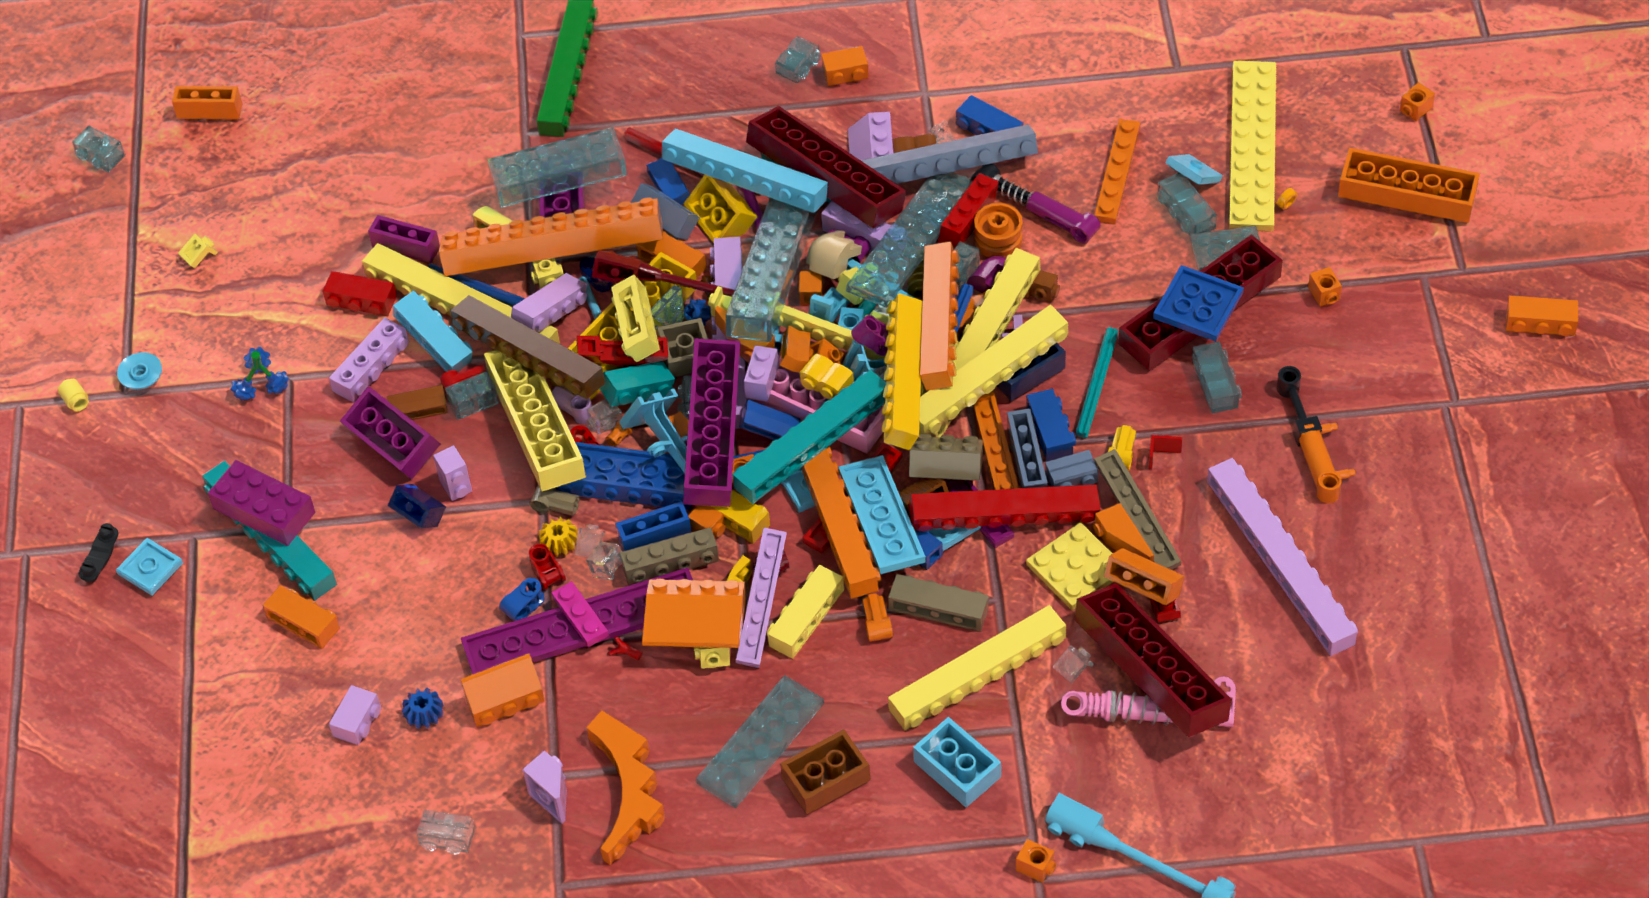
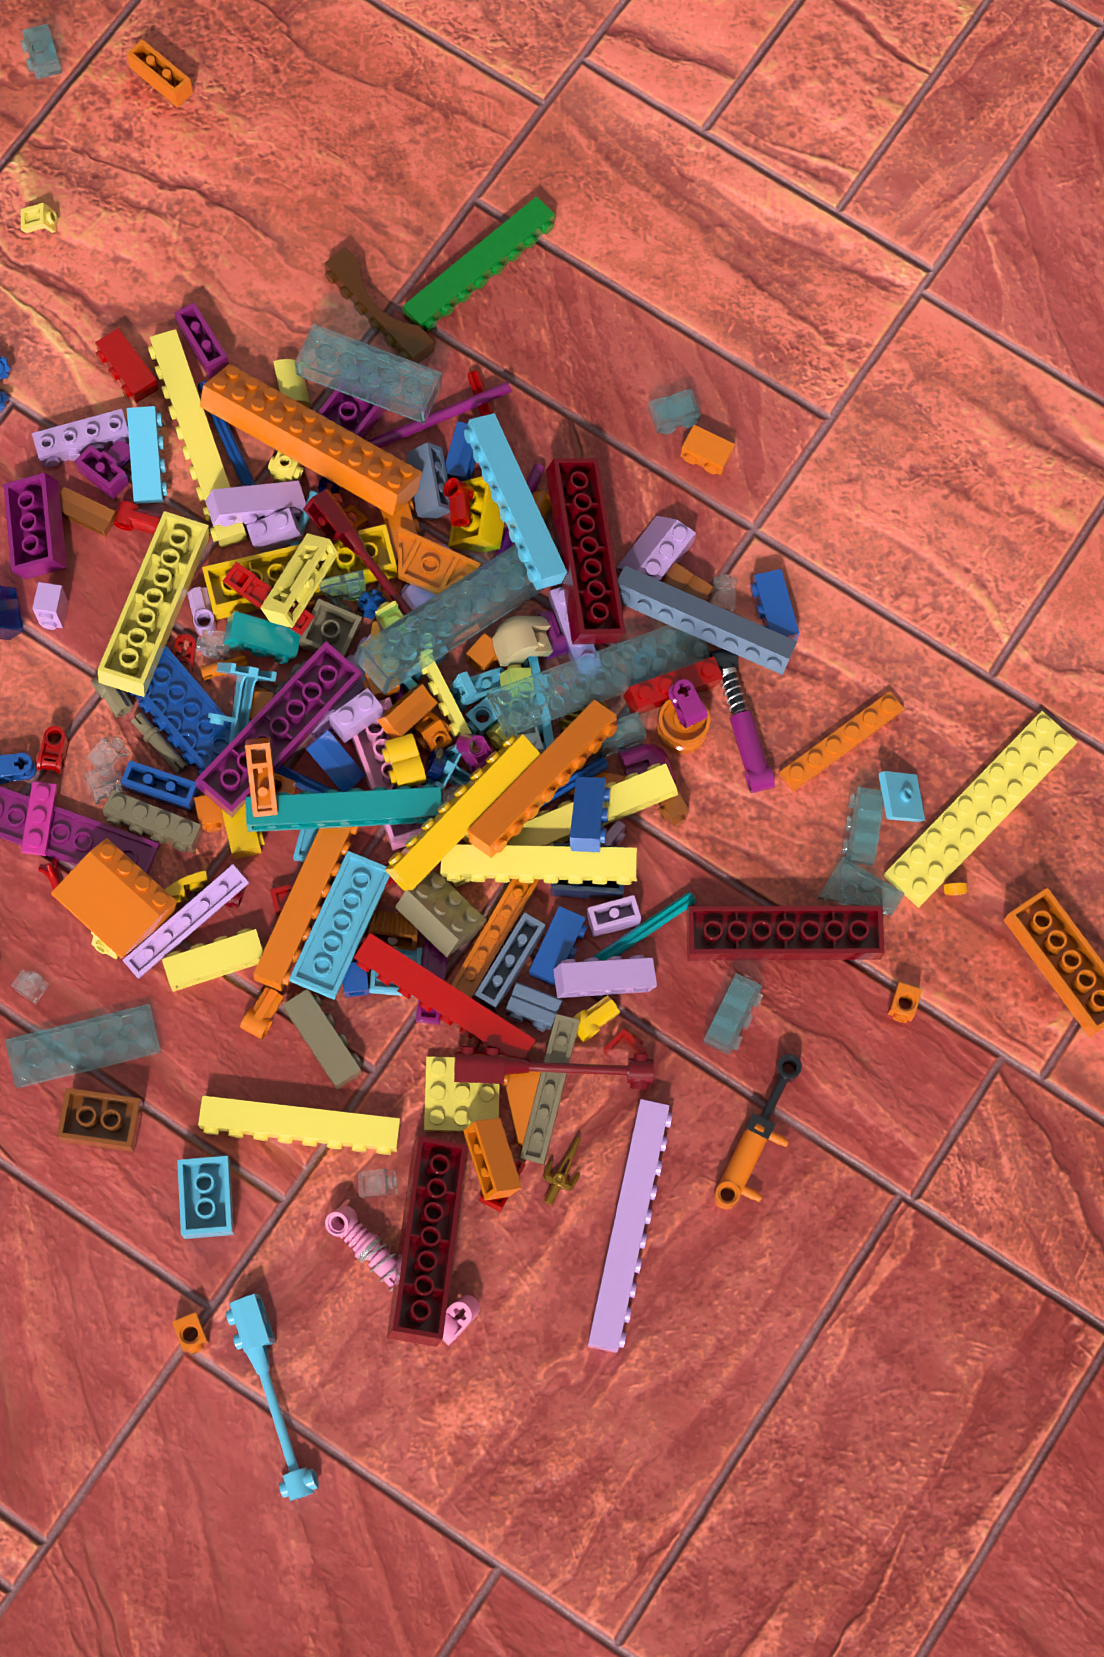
camera: 30 degrees right, 20 degrees up
(408, 364) = (105, 468): none -> magenta brick
(472, 395) = (128, 538): clear light blue brick -> none
(474, 133) = (407, 338): none -> reddish brown arch
(528, 347) = (196, 537): brick -> none
(559, 536) = (78, 726): yellow gear -> none
(579, 314) = (275, 531): none -> lavender brick
(619, 506) = (153, 736): none -> dark tan pin
(636, 160) = (442, 415): none -> magenta piece
(680, 722) = (30, 985): none -> clear brick
(699, 205) = (459, 497): none -> red piece
(717, 253) = (430, 564): none -> orange wing
(733, 447) = (261, 777): none -> orange slope
(851, 363) = (436, 763): none -> clear blue beam
(993, 206) = (687, 705): none -> magenta piece
(995, 309) = (589, 814): none -> blue brick
(1071, 375) = (613, 916): none -> lavender brick
(1086, 519) = (493, 1065): none -> dark red bar
(1104, 413) = (604, 977): none -> lavender brick
(1198, 303) = (770, 940): blue plate -> none
(1200, 566) = (559, 1180): none -> pearl gold piece
(1542, 315) = (1060, 1182): orange brick -> none

